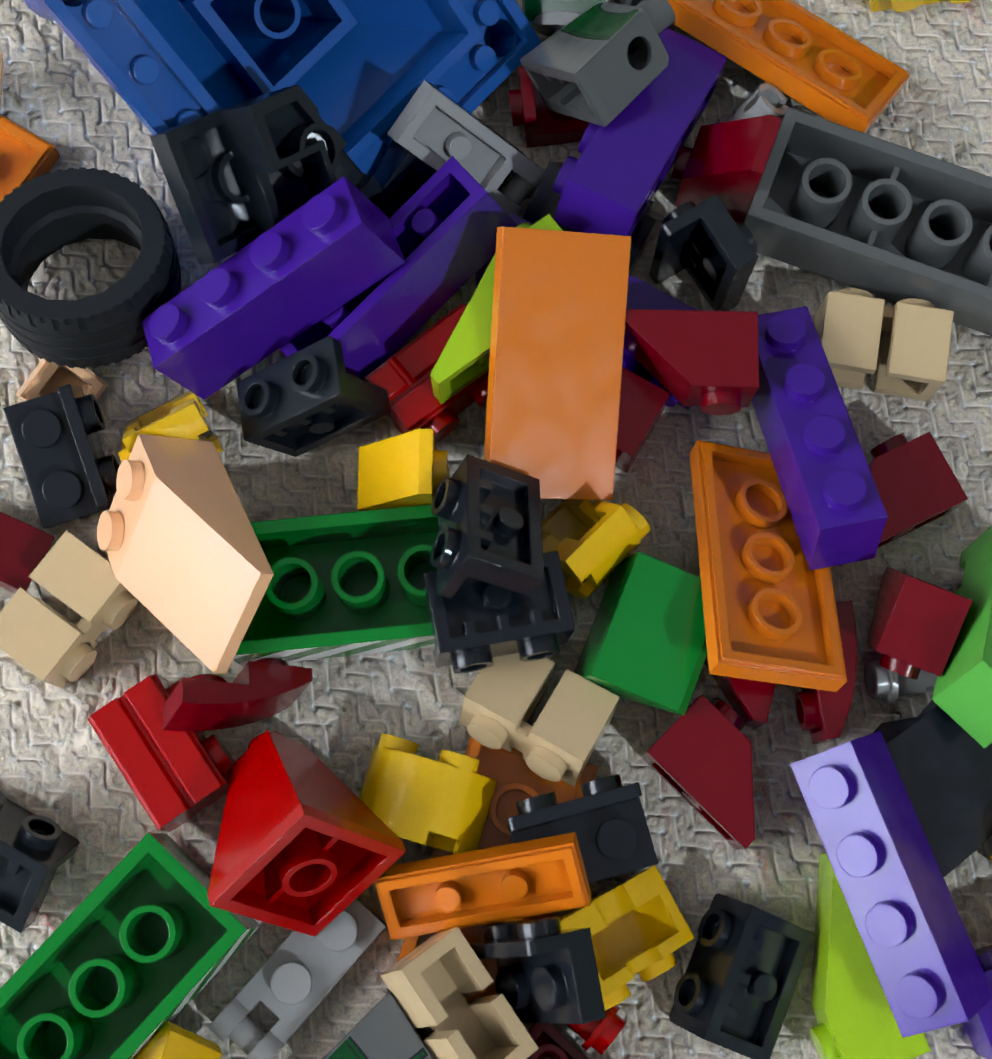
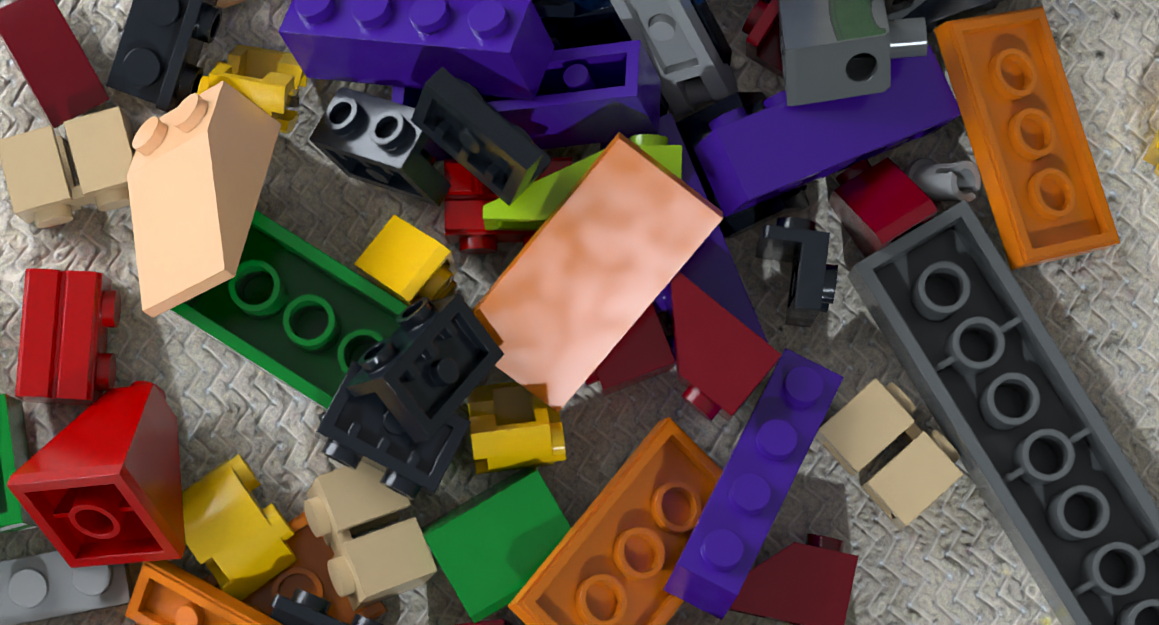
camera: 40 degrees right, 5 degrees up
(255, 694) = (166, 347): dark red slope -> none
(385, 313) = (478, 136): none -> black bracket

